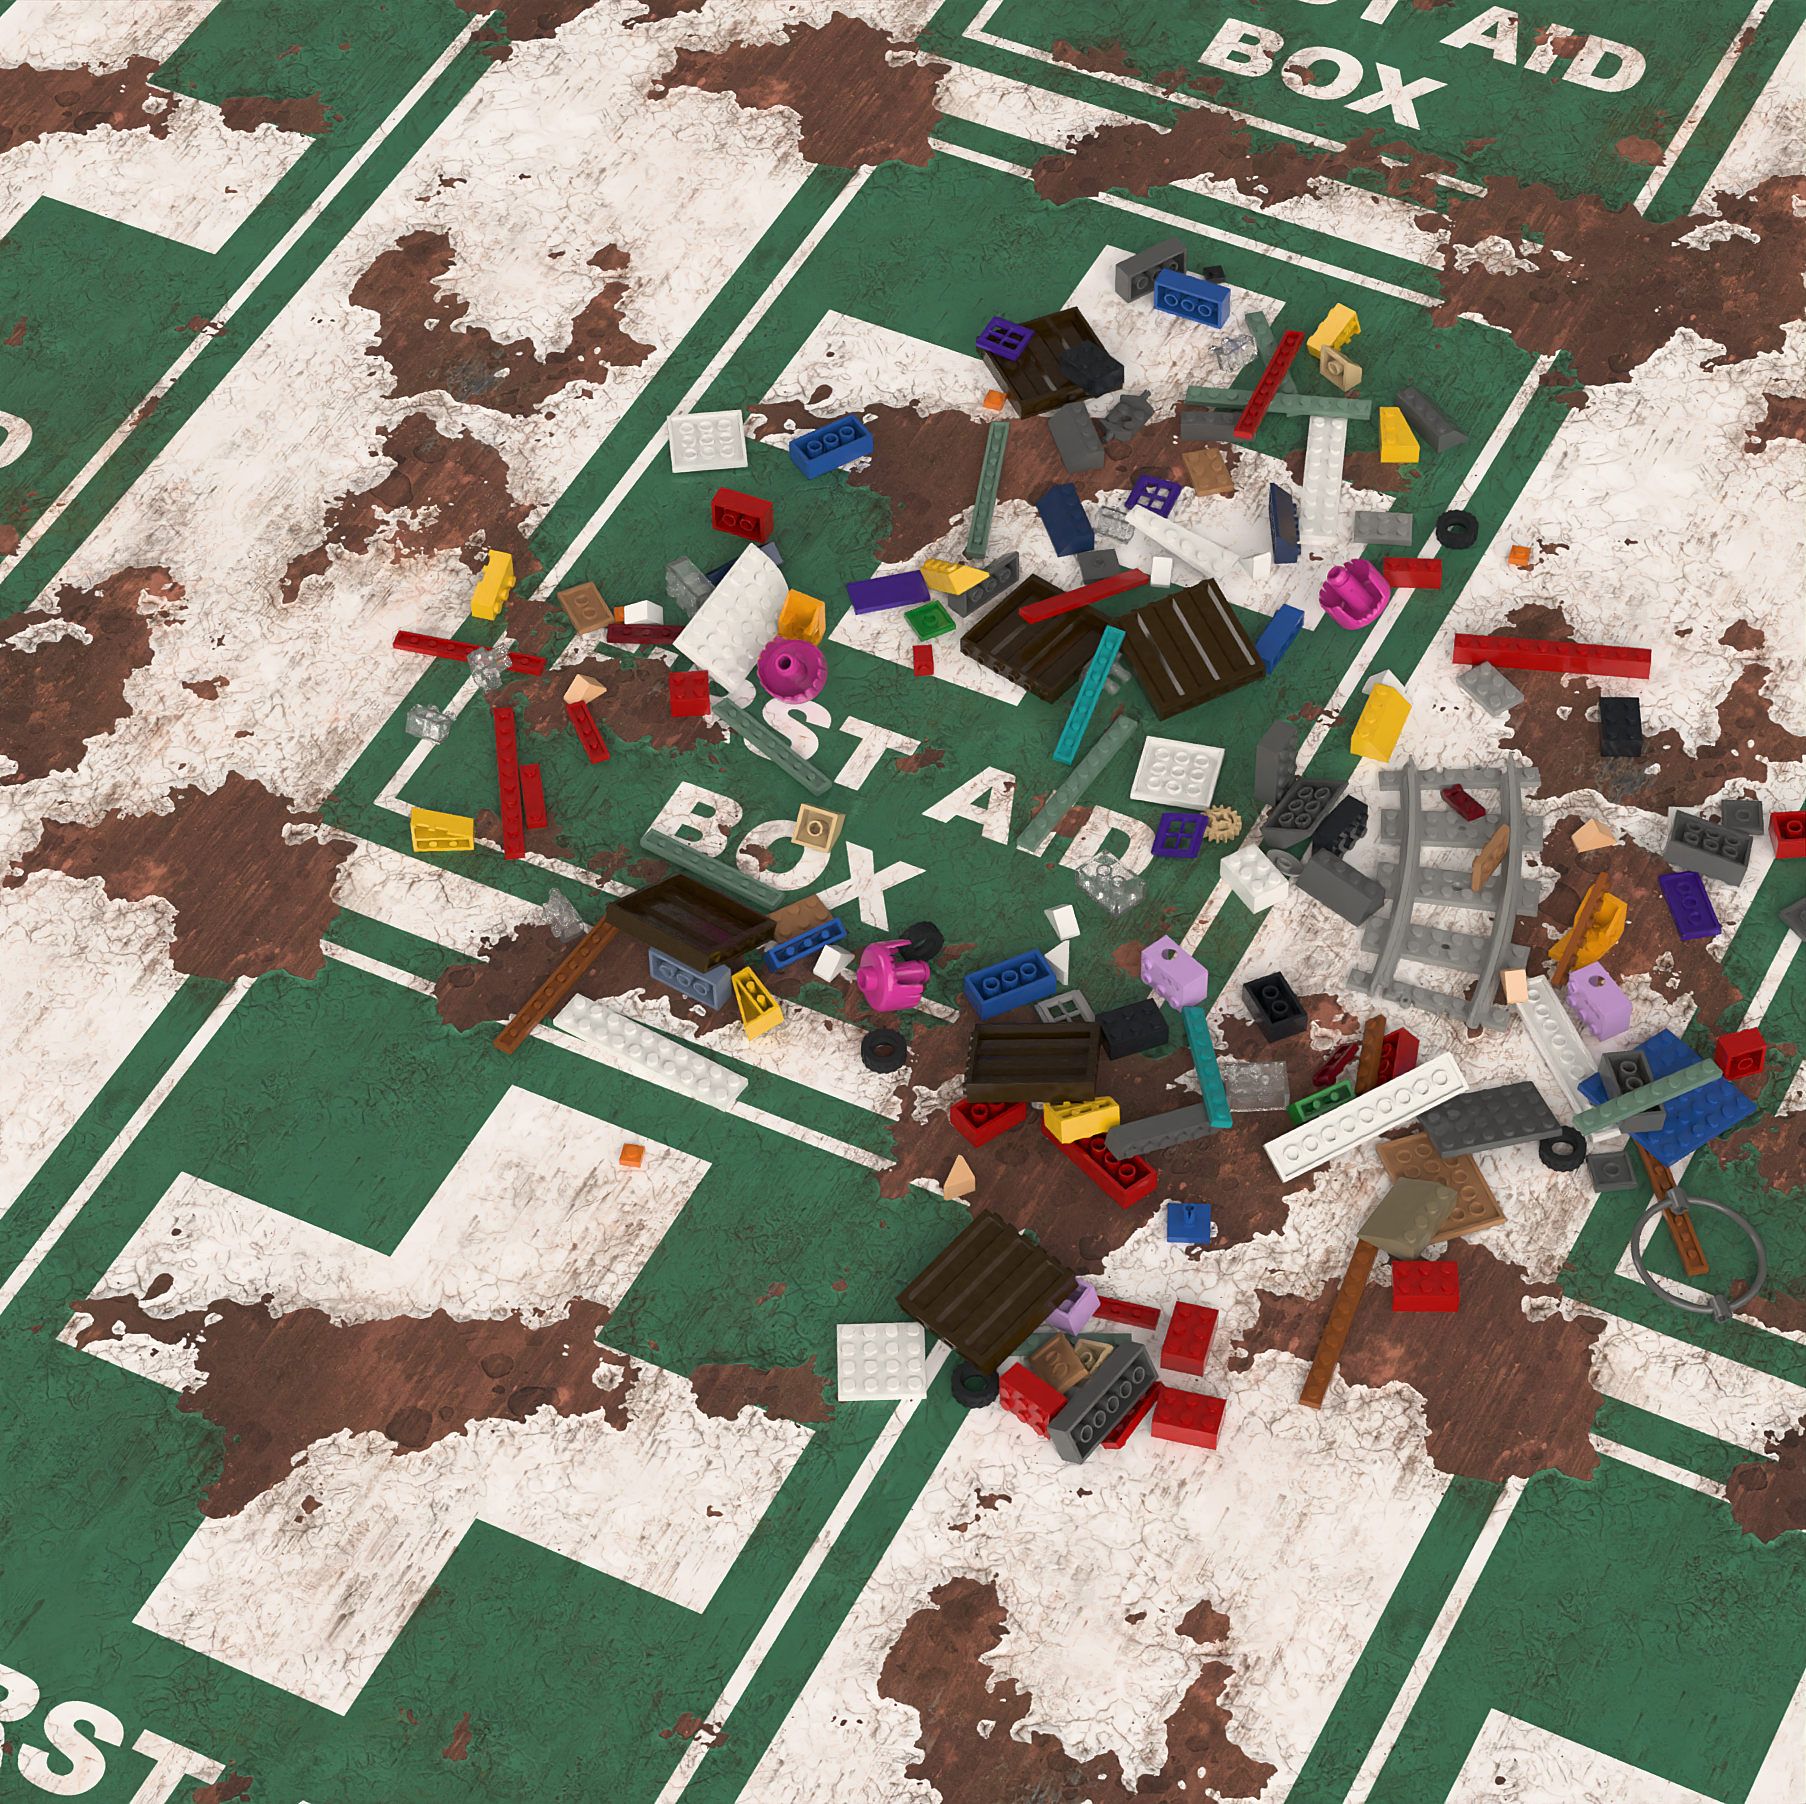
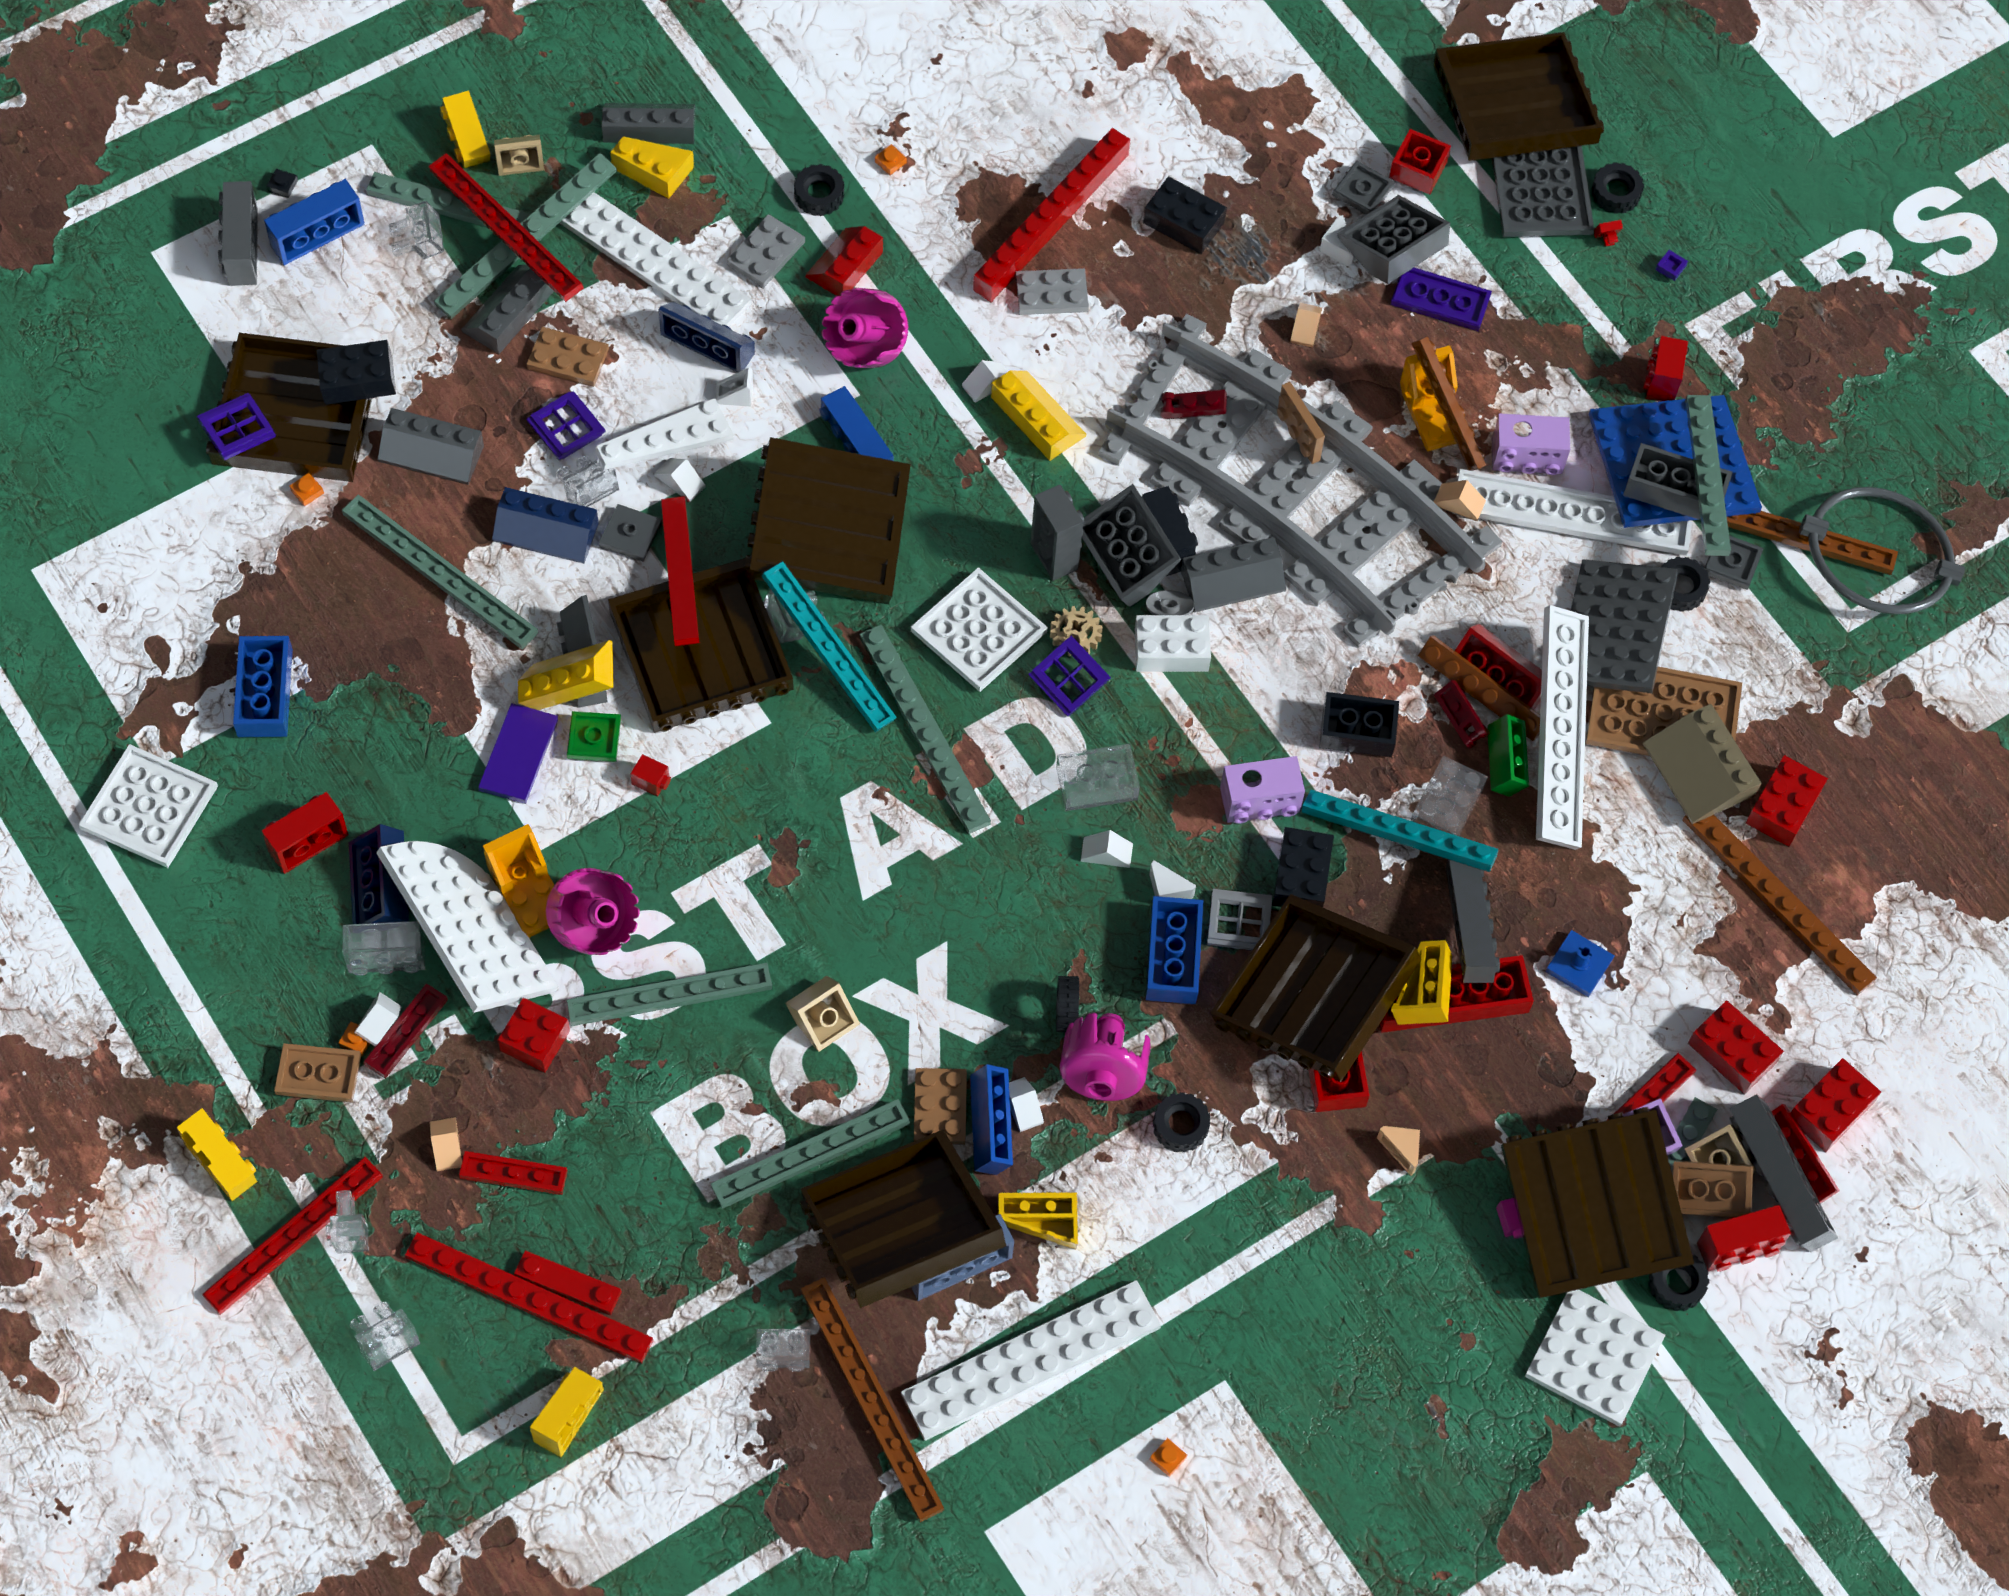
camera: 65 degrees left, 15 degrees up
(1131, 409) = (429, 369): dark grey plate -> none

